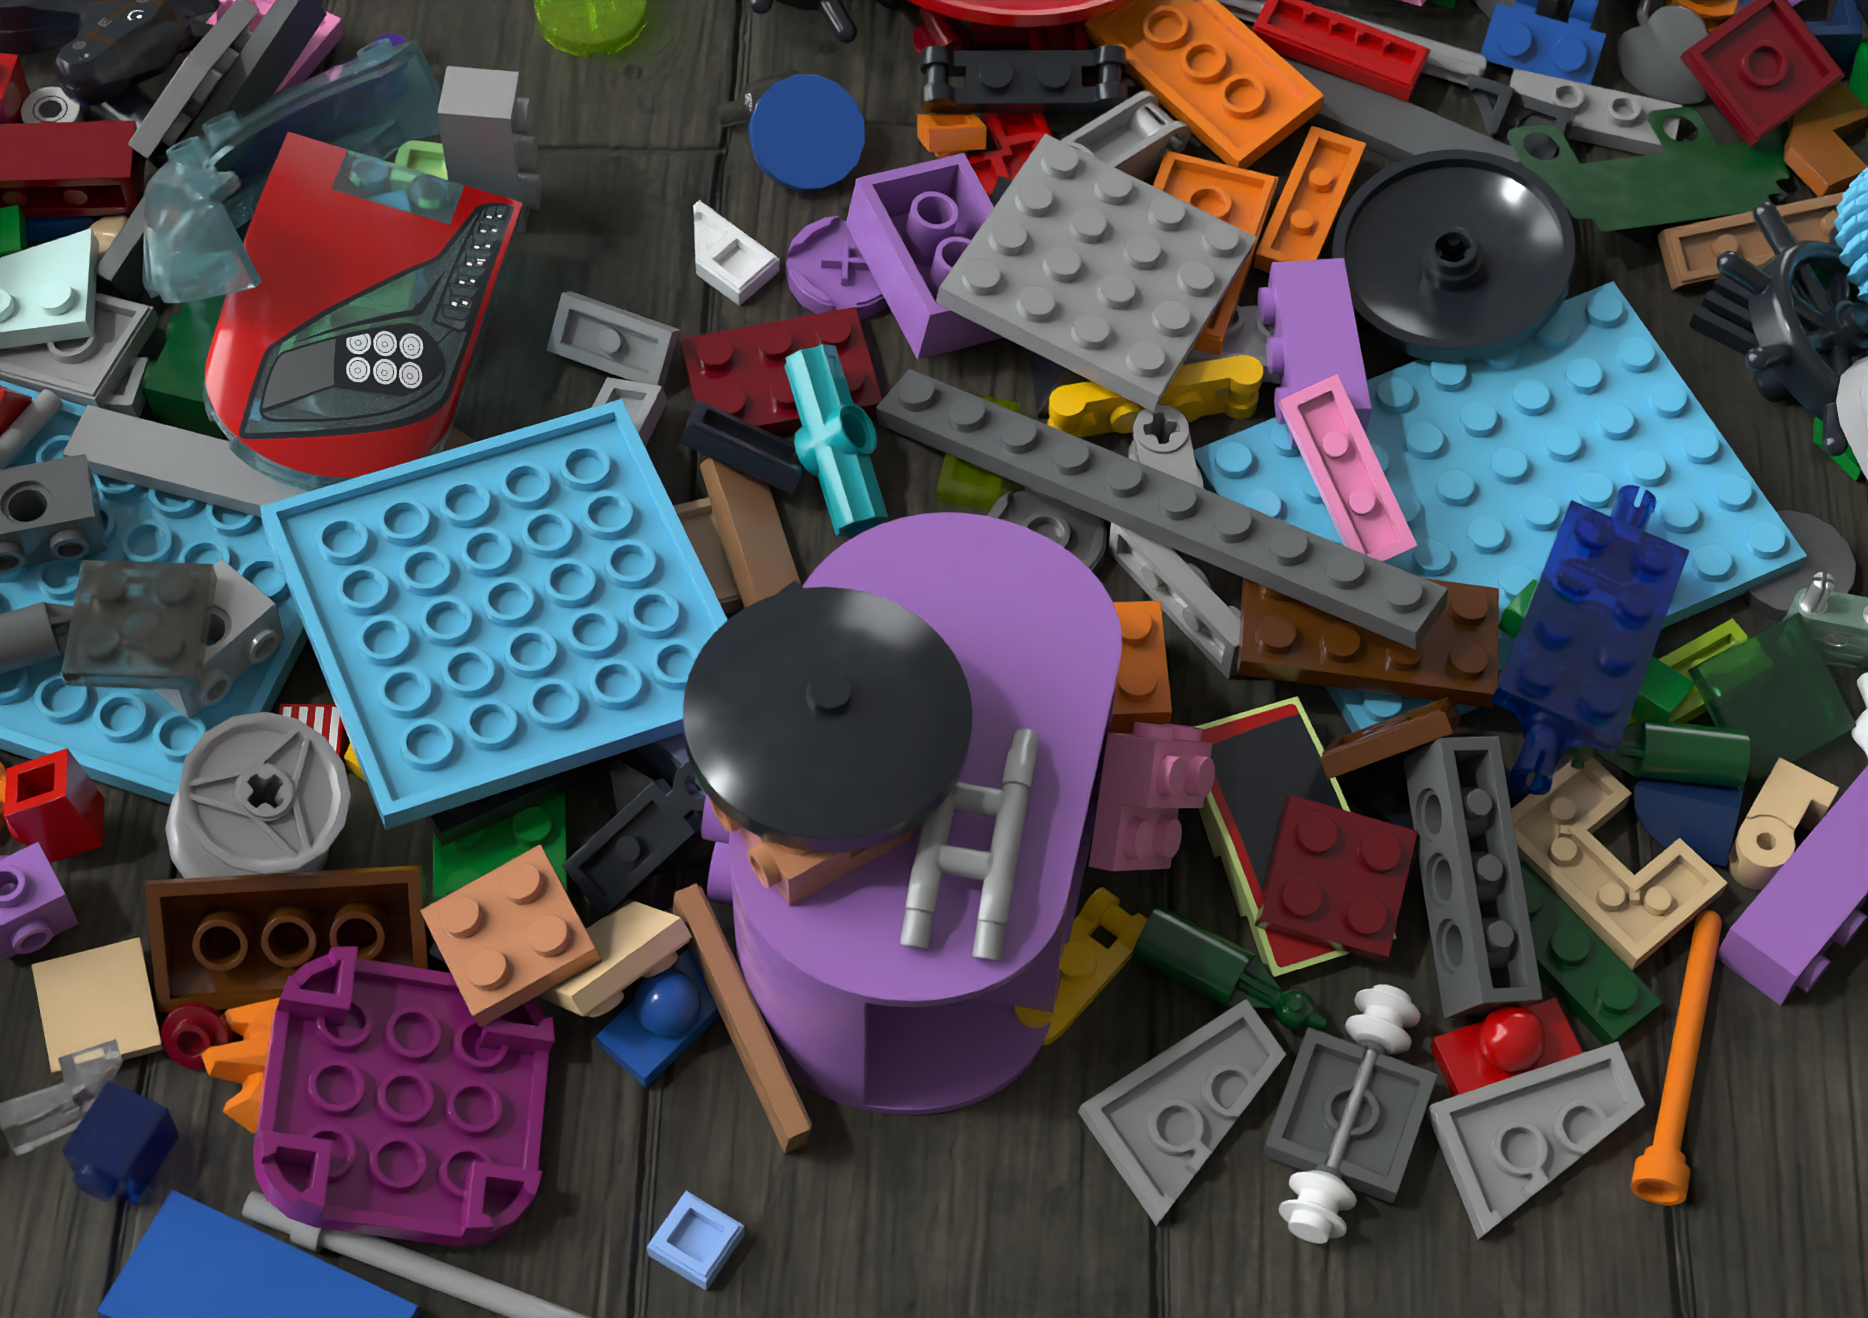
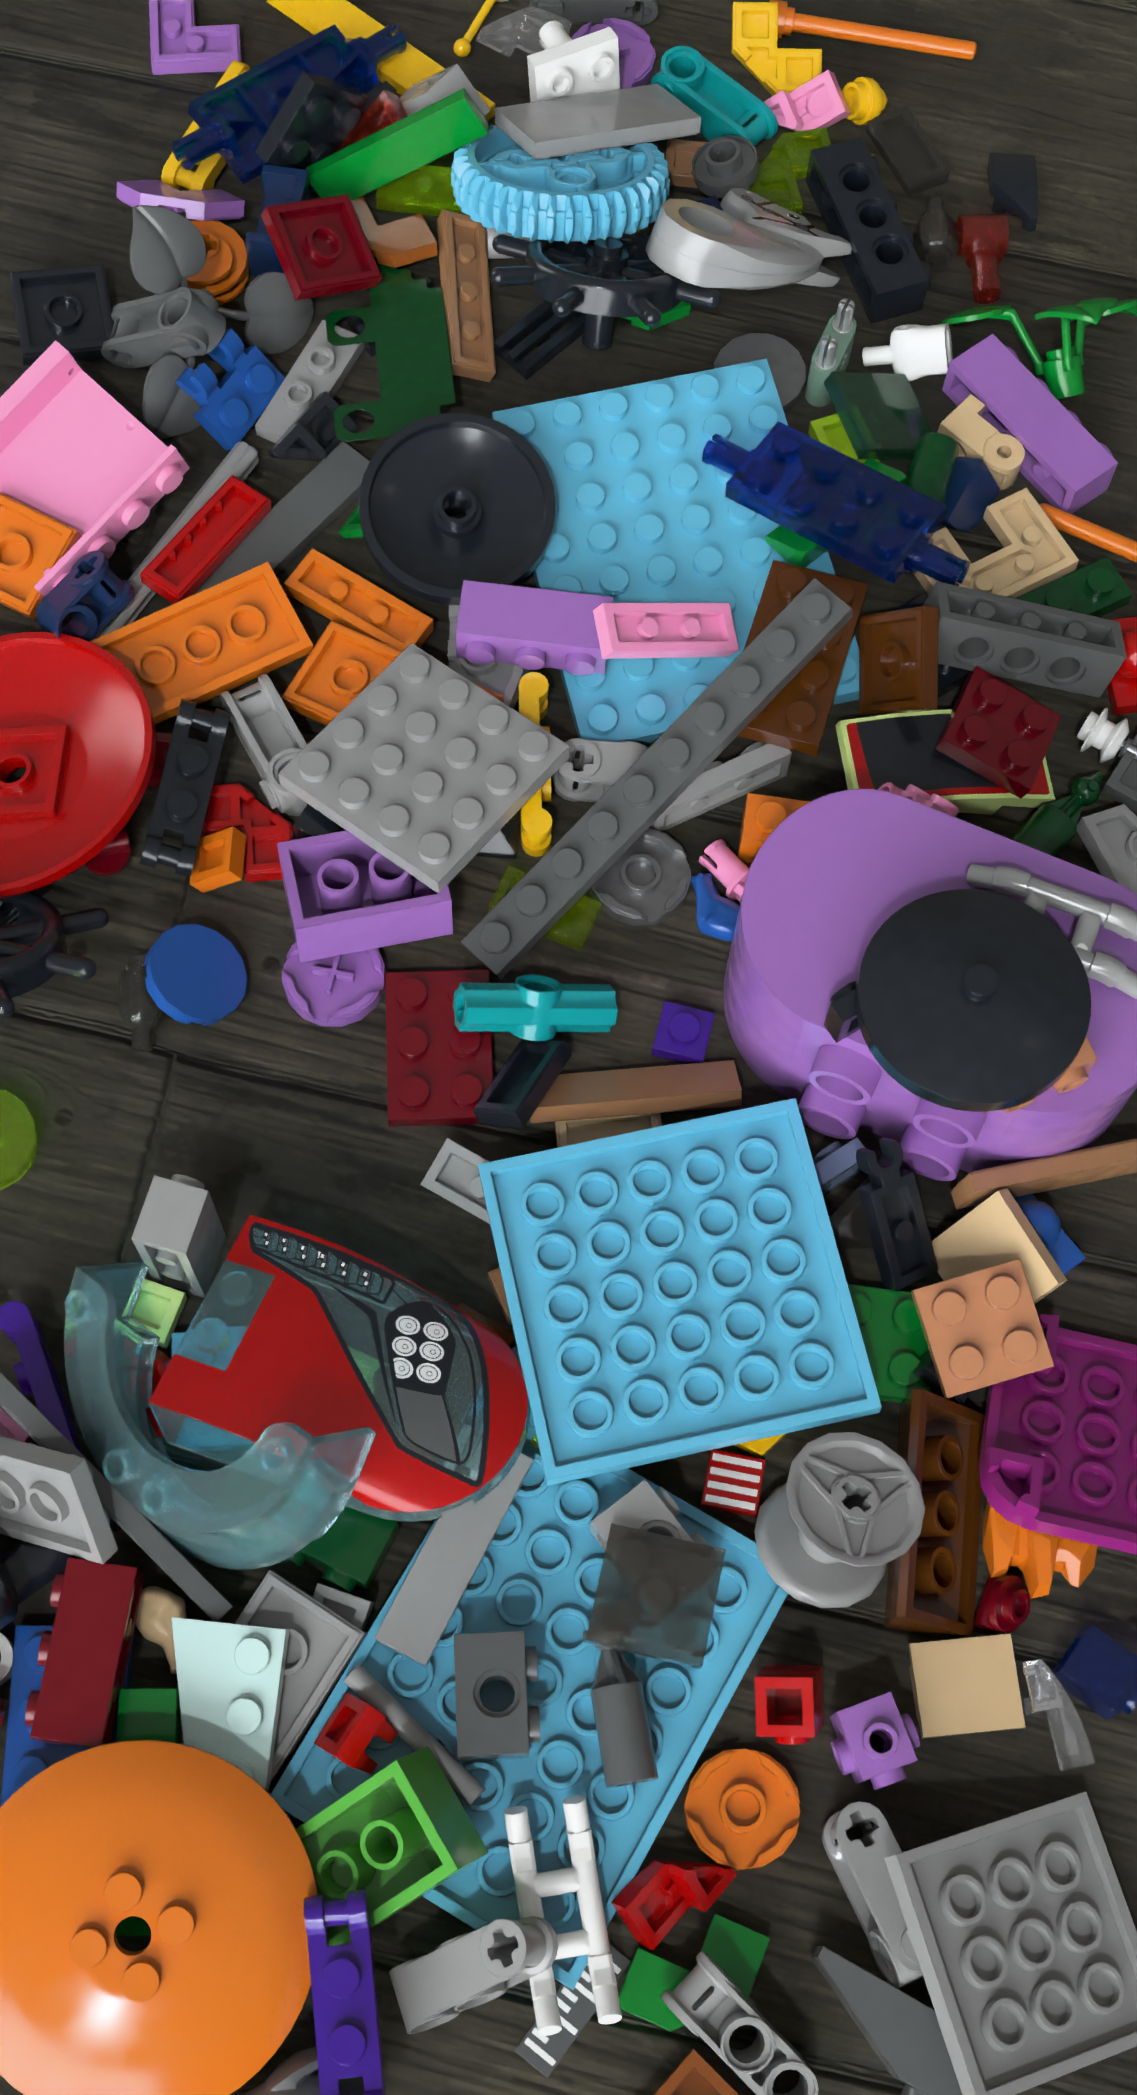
camera: 80 degrees left, 10 degrees up
(612, 339) = (380, 1174): light grey plate -> none
(730, 257) = (298, 1069): white tile -> none

